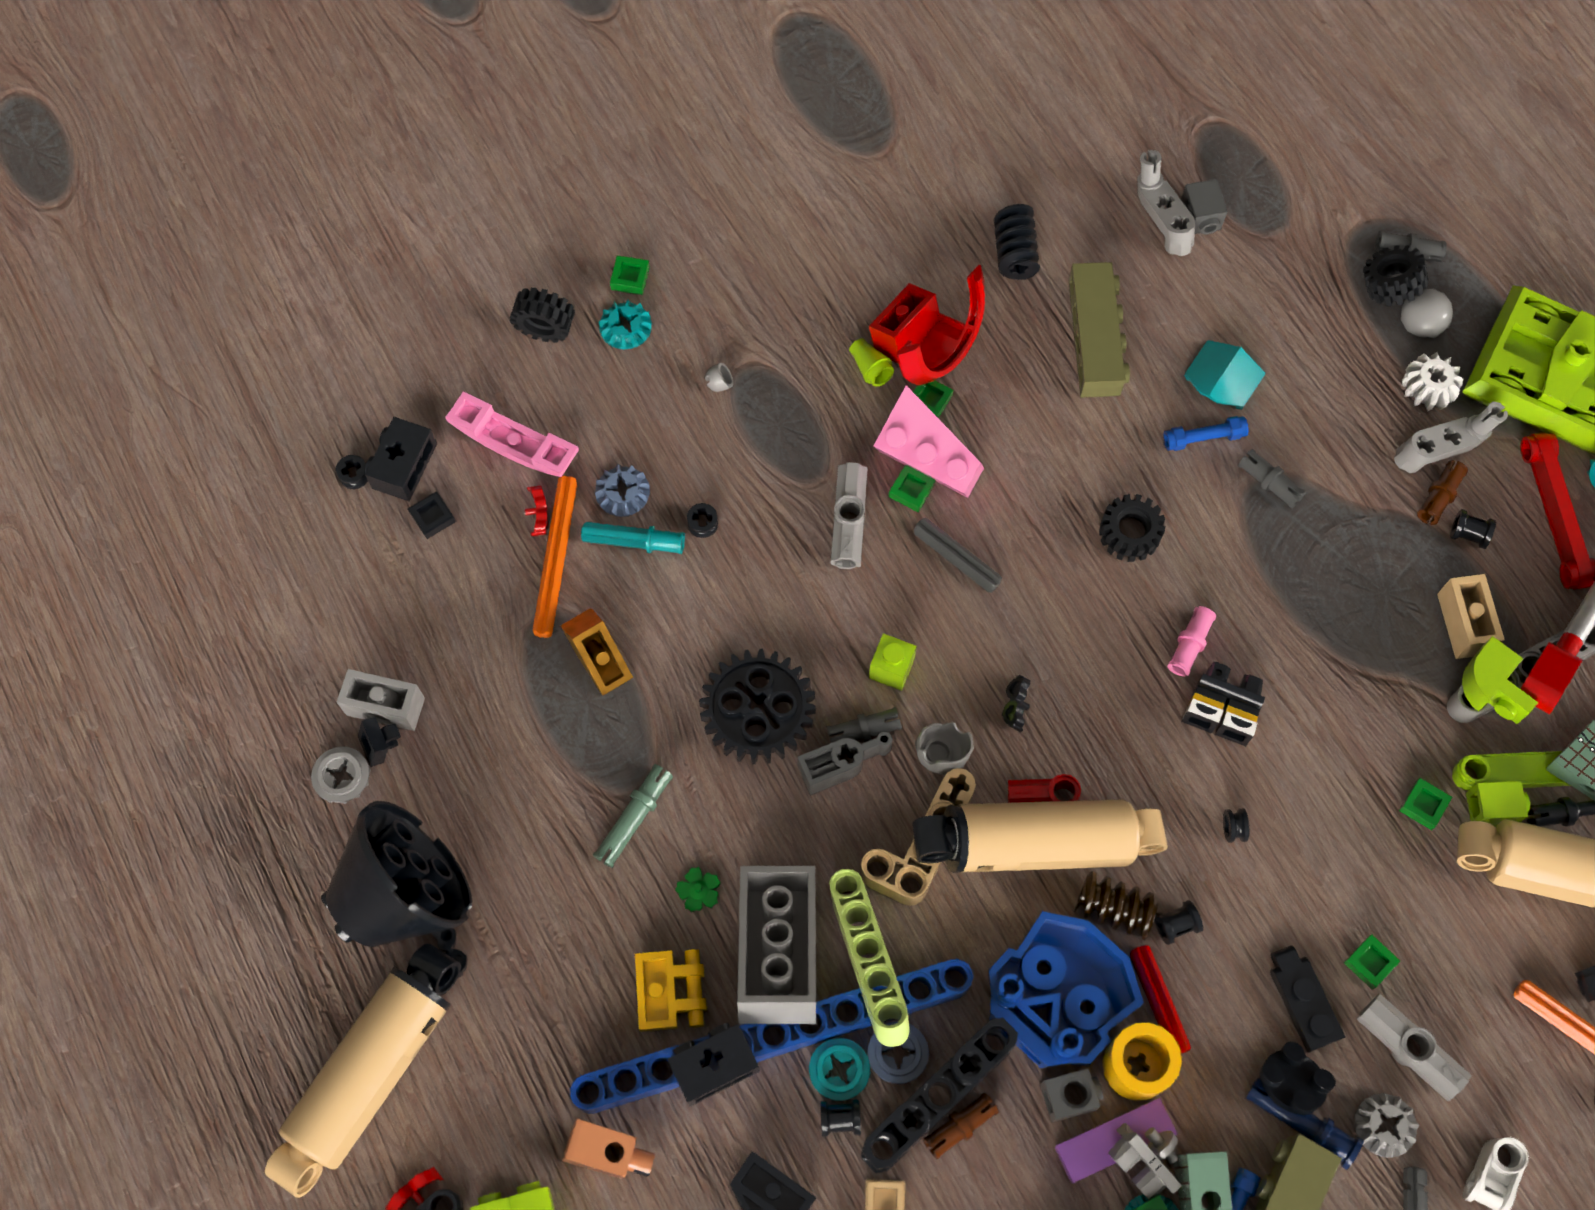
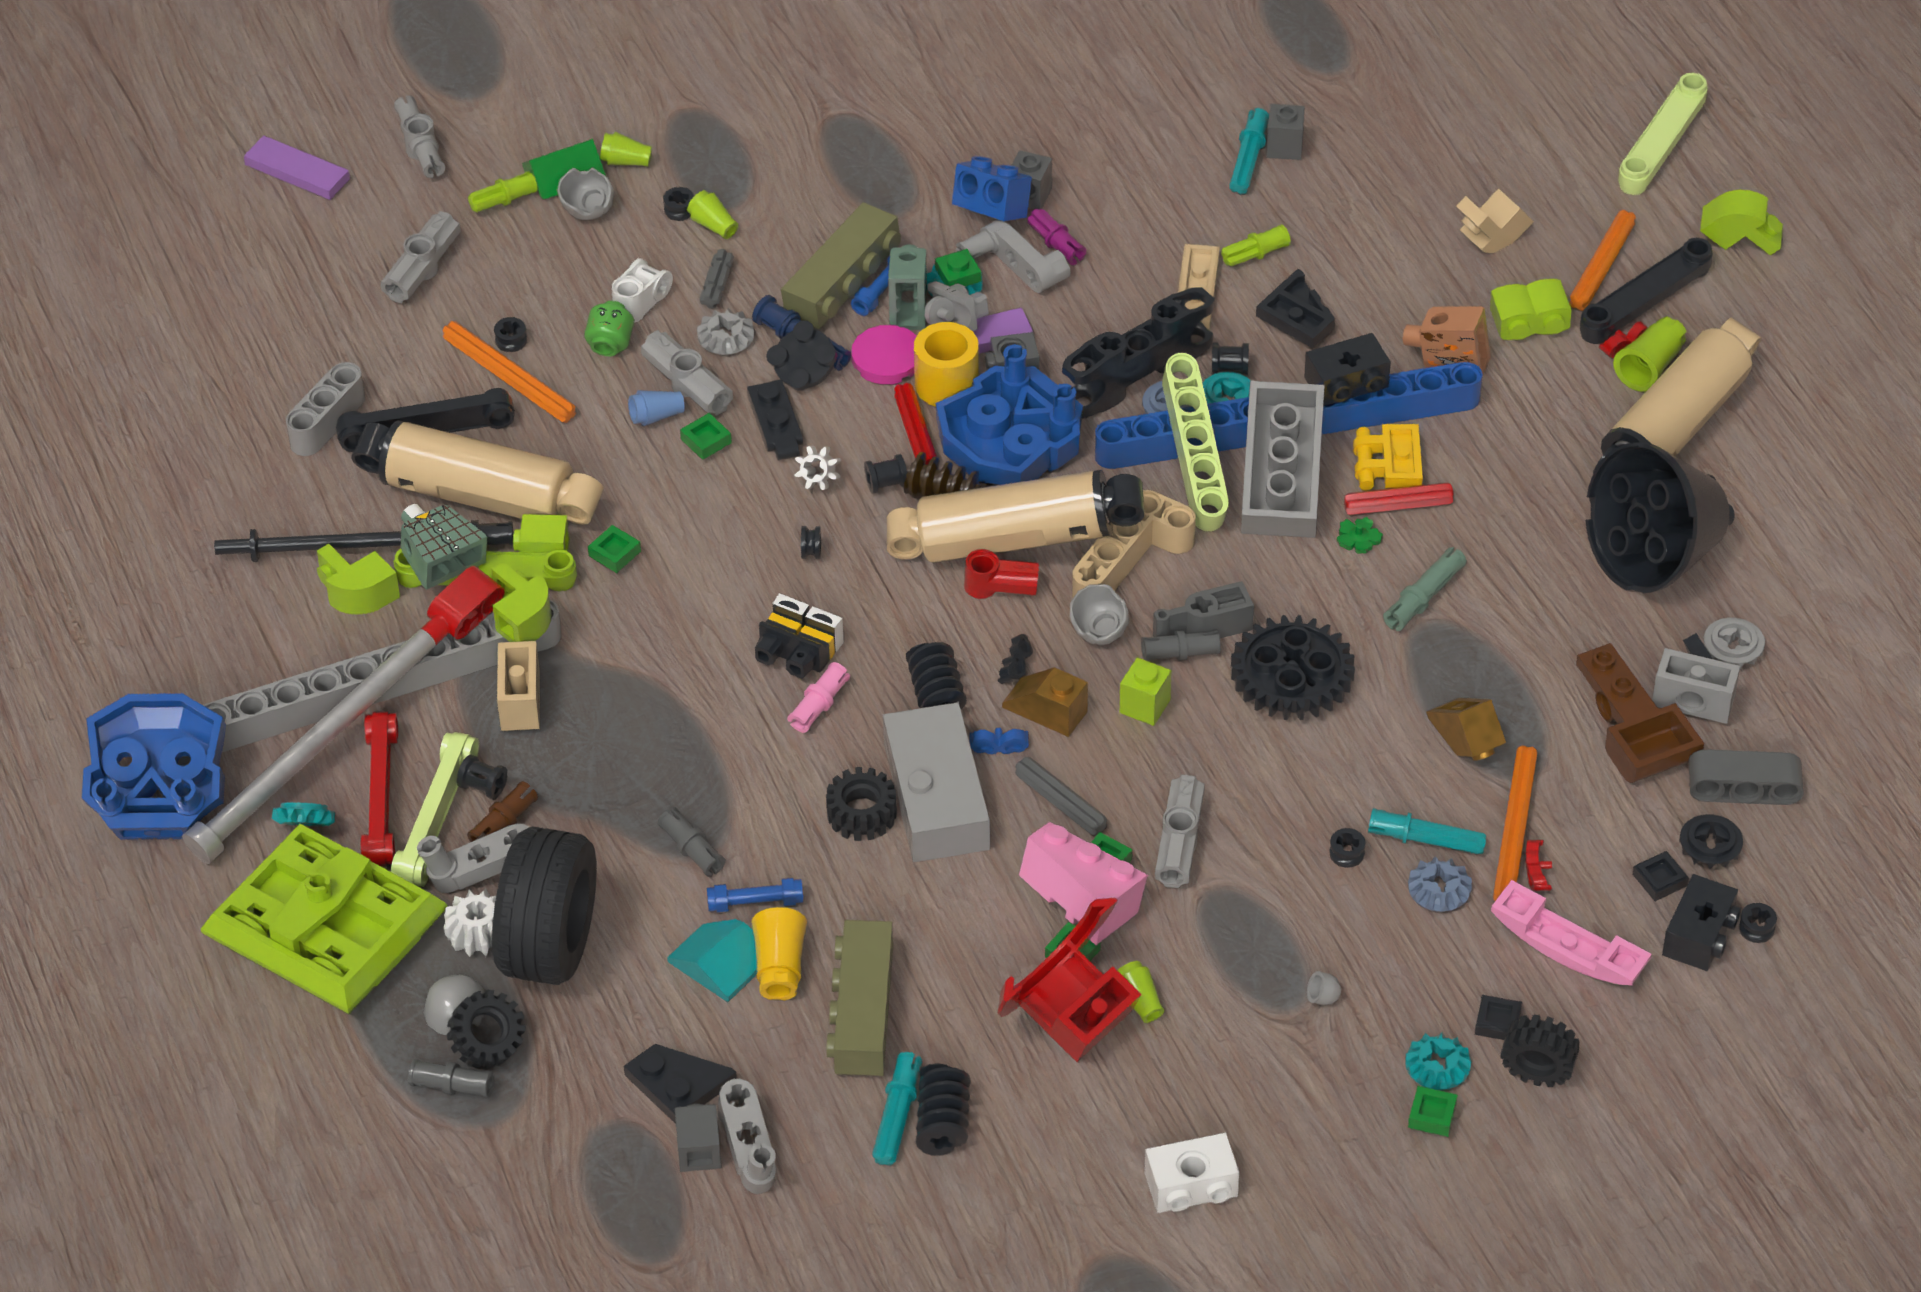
camera: 175 degrees left, 20 degrees down
(346, 614) = (1745, 777): none -> dark grey beam
(374, 540) = (1725, 835): none -> black gear
(385, 1159) = (1650, 354): none -> lime plant
(428, 647) = (1644, 737): none -> reddish brown plate
(575, 368) = (1495, 1016): none -> black tile
(658, 936) = (1398, 498): none -> axle
(806, 219) = (1170, 1169): none -> white brick
(982, 651) = (1050, 699): none -> pearl gold slope
(1022, 608) = (1009, 742): none -> blue piece
(1052, 259) = (900, 1093): none -> teal axle
(1070, 548) = (936, 782): none -> light grey brick
(1085, 660) = (935, 675): none -> black piece
(1174, 370) = (779, 947): none -> yellow plant
(1207, 1104) = (884, 354): none -> dark pink tile
(1232, 264) = (676, 1078): none -> black wing
(1248, 918) = (808, 471): none -> white gear
(1382, 348) = (544, 905): none -> black tyre
(1434, 1000) = (653, 406): none -> medium blue cone
(1502, 551) = (453, 751): none -> yellowish green piece
(1512, 1106) = (609, 328): none -> bright green head

